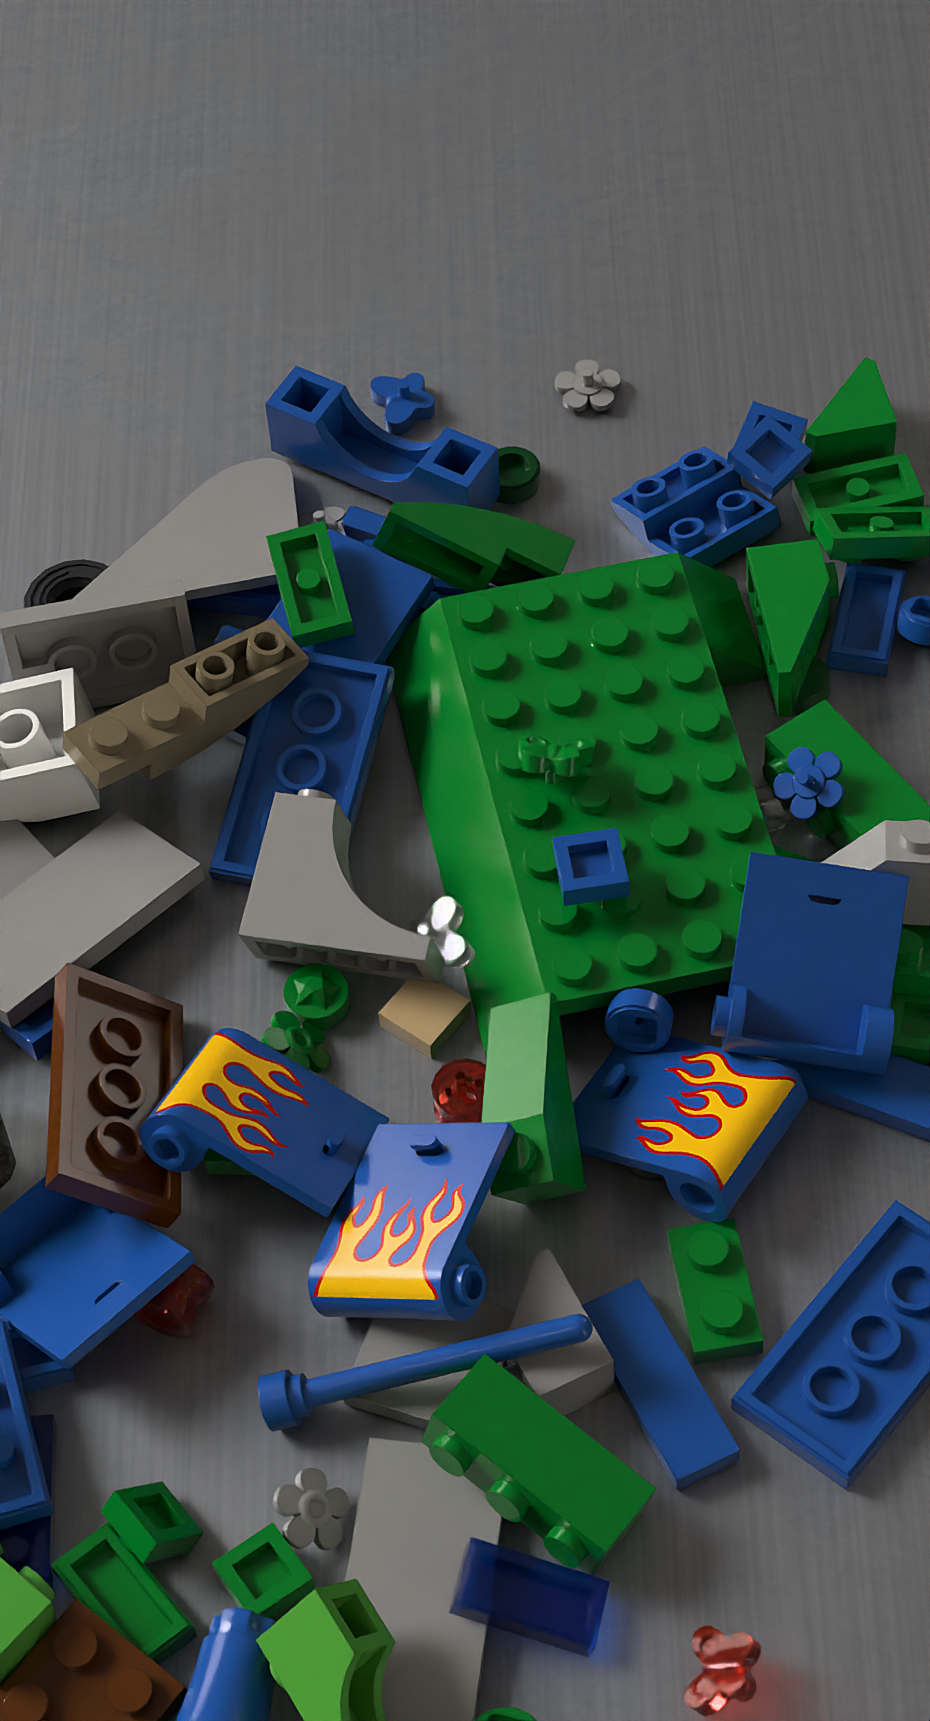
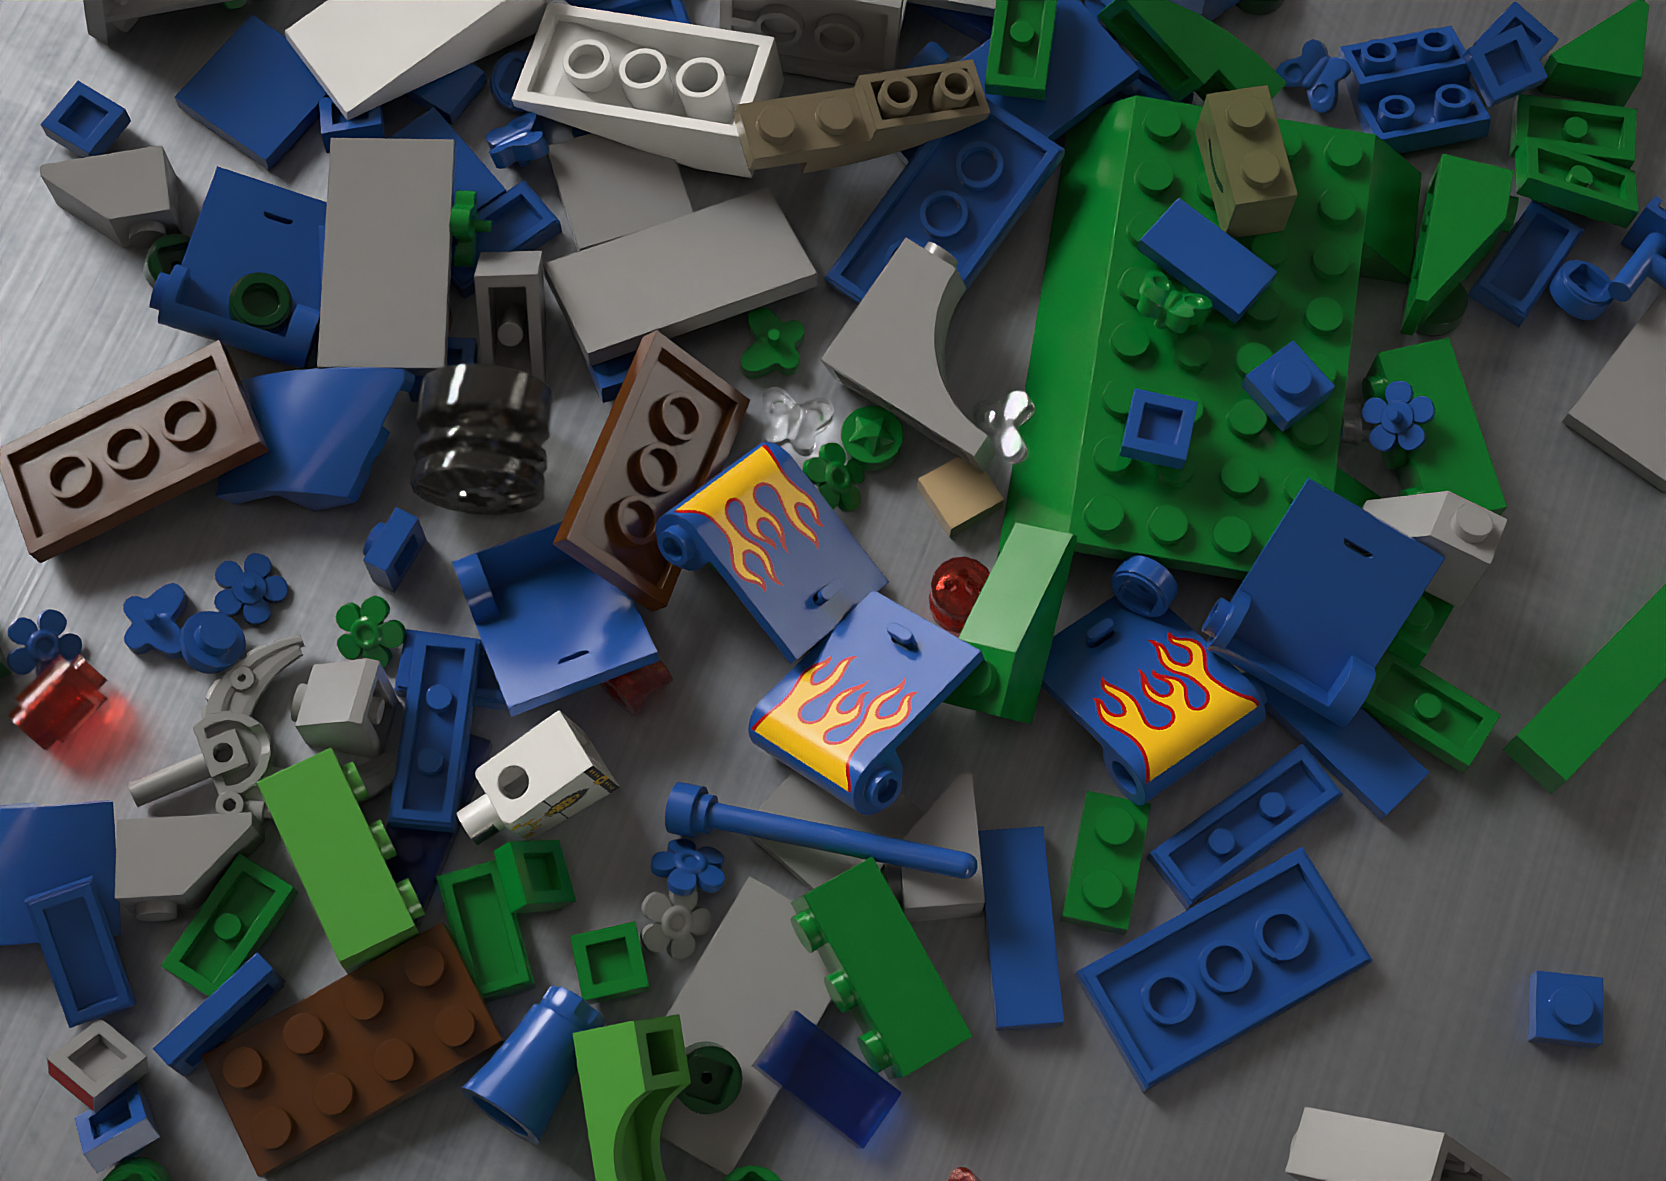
camera: 15 degrees right, 15 degrees up
(120, 1425) = (555, 767): none -> white torso
(184, 950) = (773, 345): none -> green piece
(234, 1009) = (793, 421): none -> clear piece
(305, 1454) = (689, 867): none -> blue plant
(419, 1637) = (713, 1077): none -> dark green tile
(568, 610) = (1246, 162): none -> olive brick
(570, 708) = (1207, 260): none -> blue tile
(600, 529) = (1316, 74): none -> blue piece
(695, 788) = (1288, 386): none -> blue plate
(832, 1206) = (1244, 826): none -> blue tile

